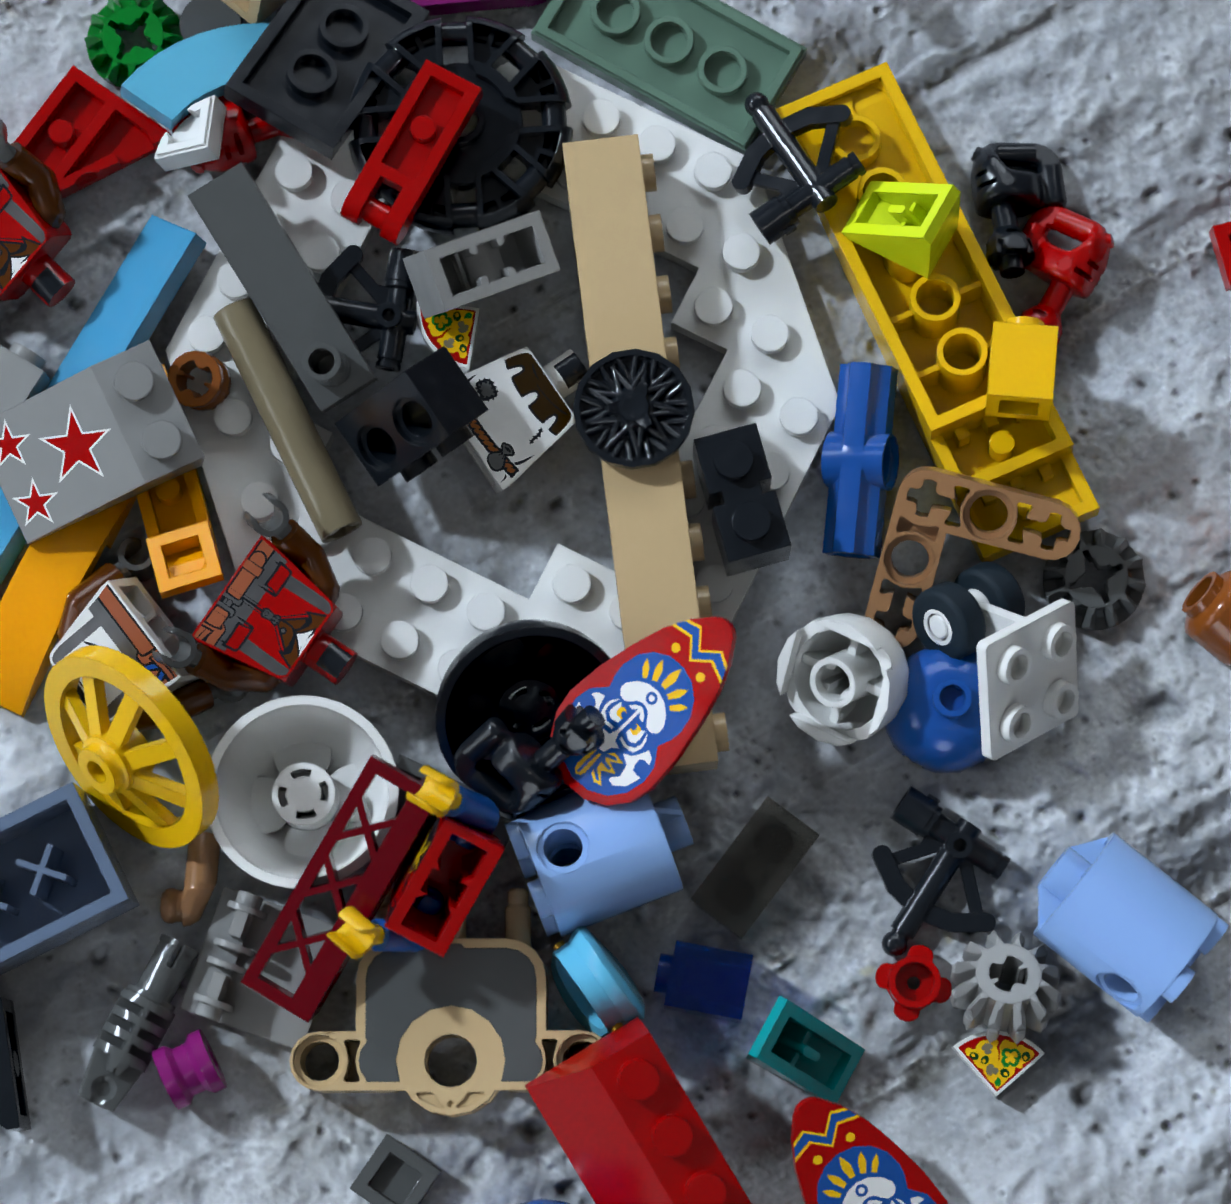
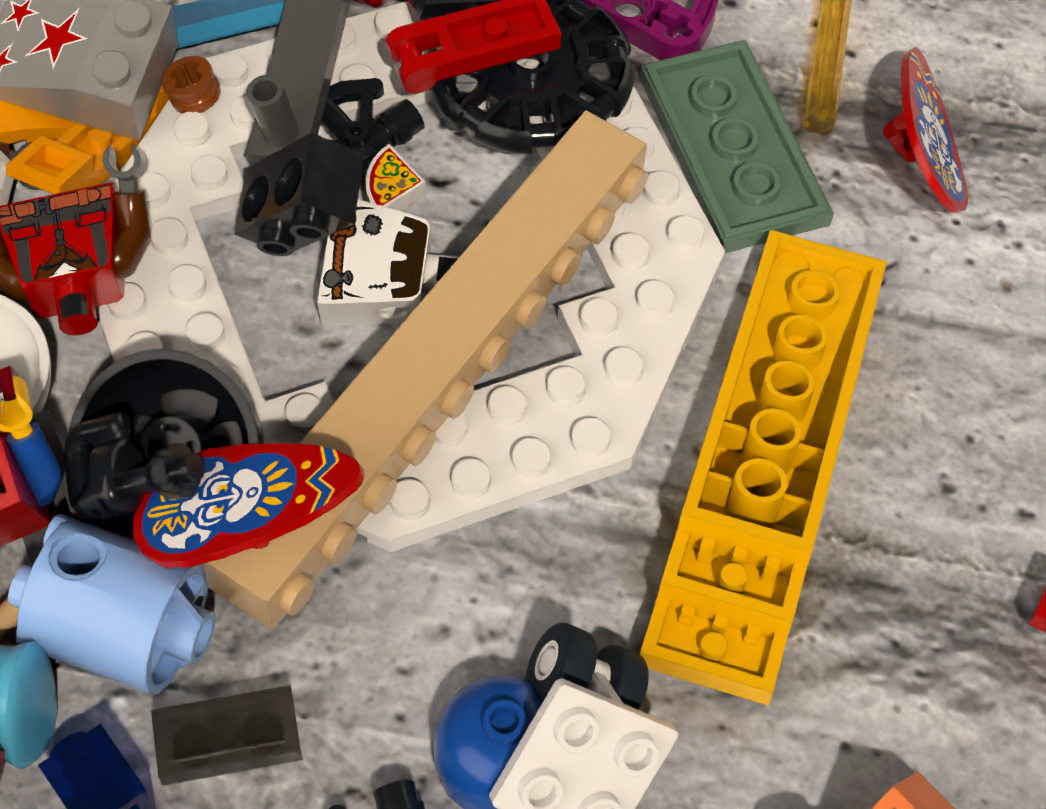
camera: 35 degrees right, 20 degrees down
(287, 420) = (214, 155): dark tan piece -> none
(481, 264) = (450, 141): light grey brick -> none
(633, 409) = (458, 302): black wheel -> none
(750, 521) = (470, 457): black piece -> none
(813, 184) = (752, 282): black piece -> none
(843, 677) = (436, 639): white cylinder -> none
(860, 460) = (607, 503): blue piece -> none
(906, 222) = (803, 360): neon yellow slope -> none
(932, 527) = (614, 593): medium nougat beam -> none
(1009, 194) = (908, 413): black piece -> none
(1021, 369) = (794, 516): yellow brick -> none
(1067, 271) = (902, 500): red piece -> none
(1122, 589) = (738, 778): dark grey gear -> none

